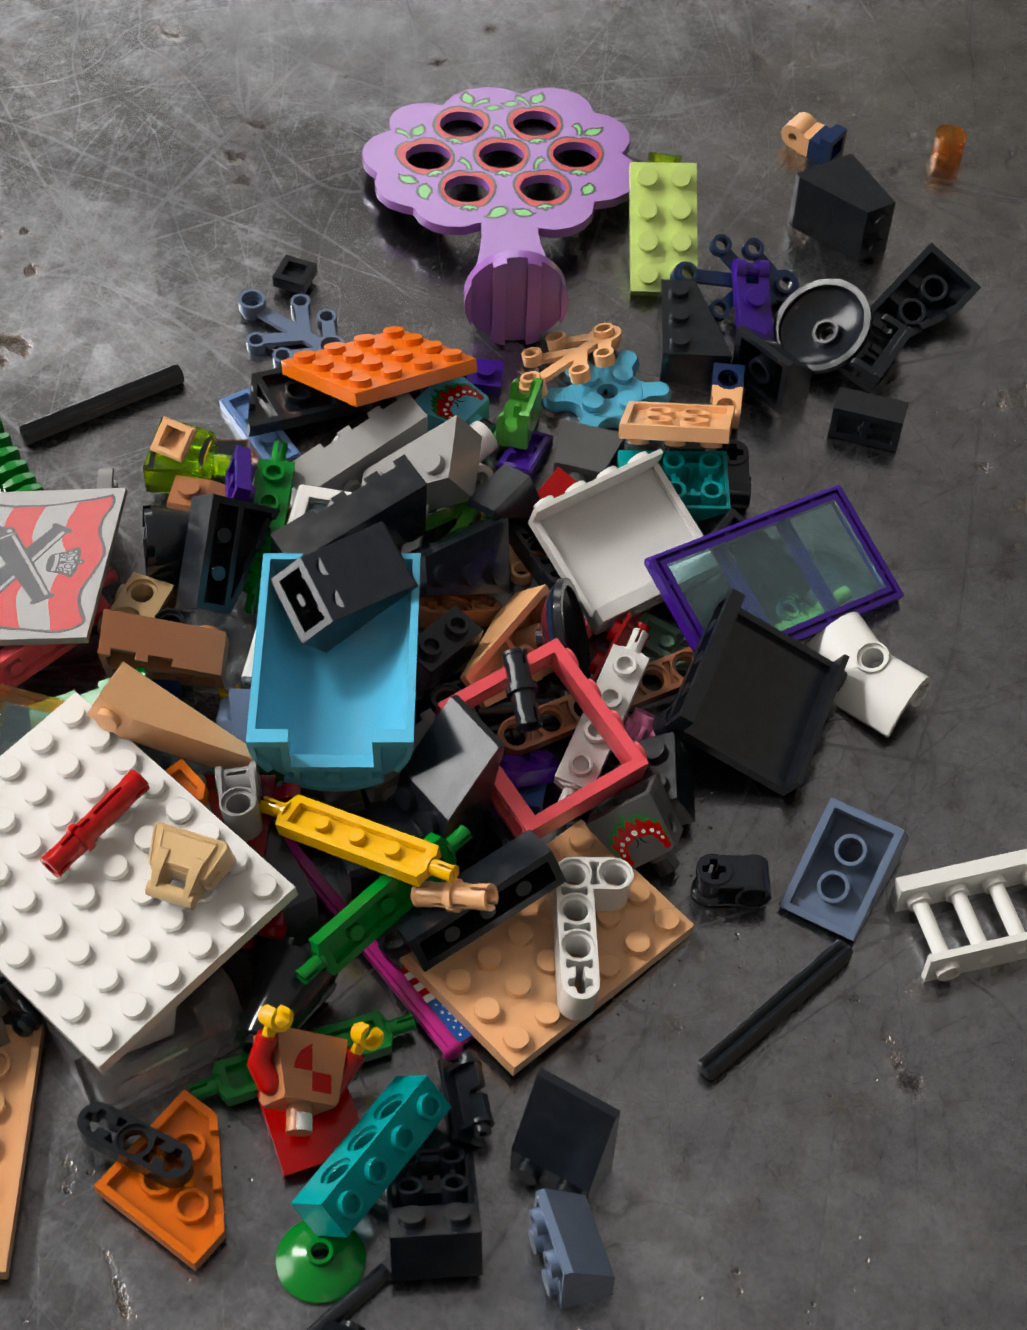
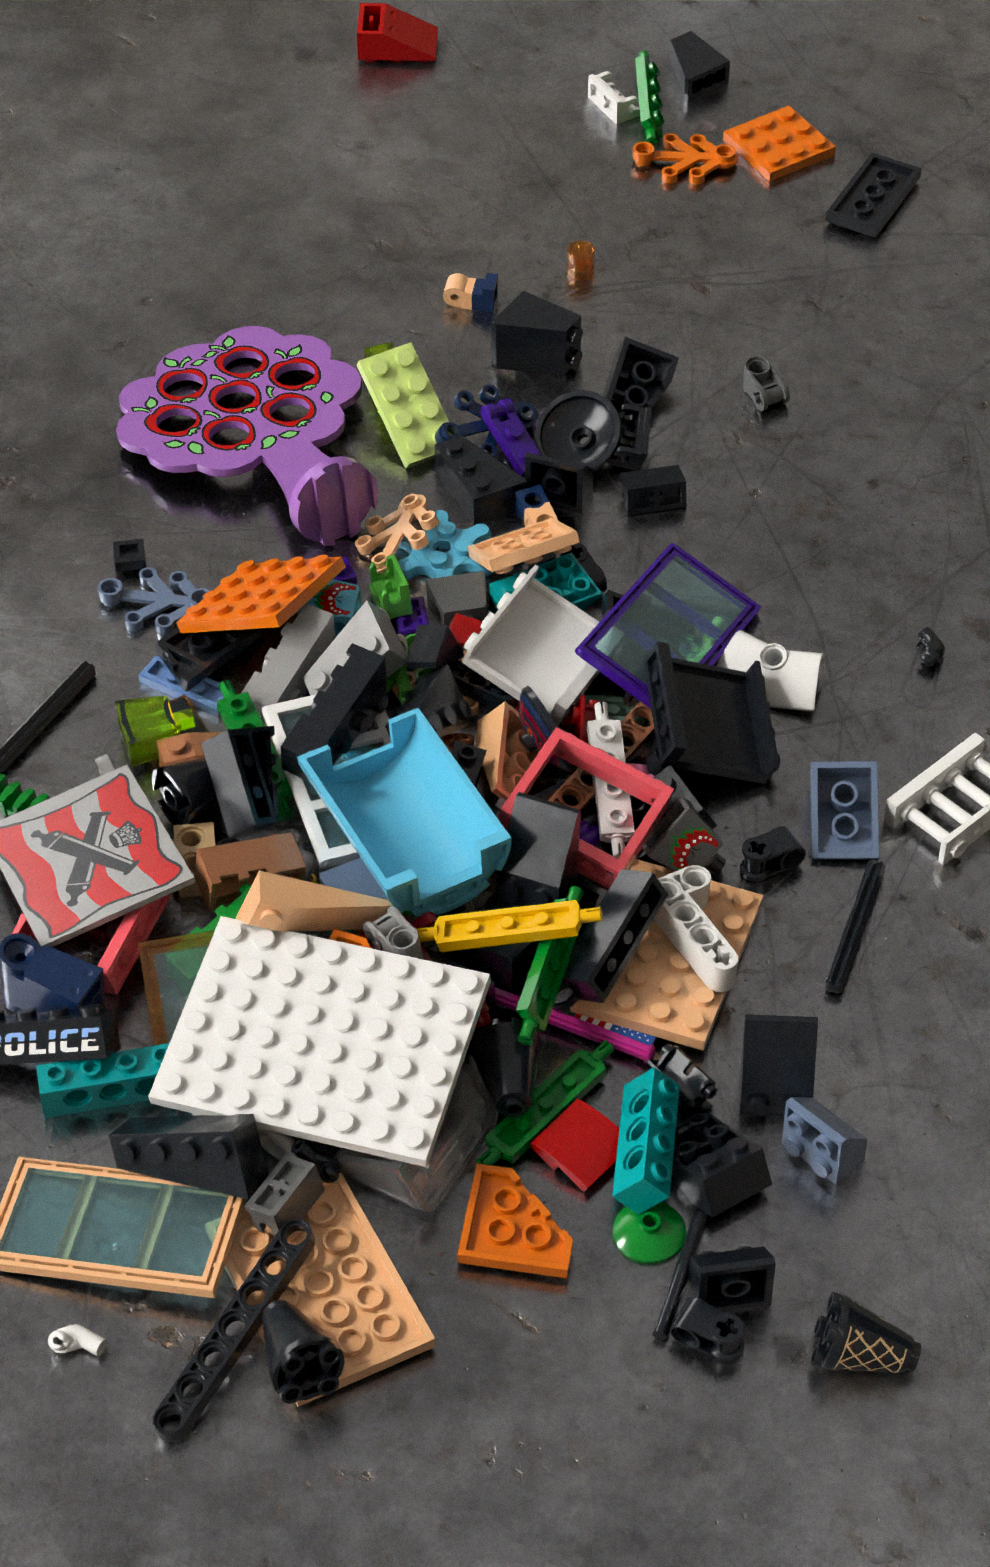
camera: 25 degrees left, 5 degrees down
(84, 834) = (308, 1008): red pin -> none
(156, 1170) = (482, 1223): black beam -> none
(173, 439) = (141, 712): light nougat slope -> none
(186, 858) = (403, 986): tan piece -> none
(240, 476) = (211, 718): dark purple plate -> none
(302, 1068) = (565, 1101): torso -> none
(343, 586) = (376, 753): black slope -> none
(455, 896) = (603, 933): light nougat pin -> none
(521, 690) = (557, 772): black pin -> none

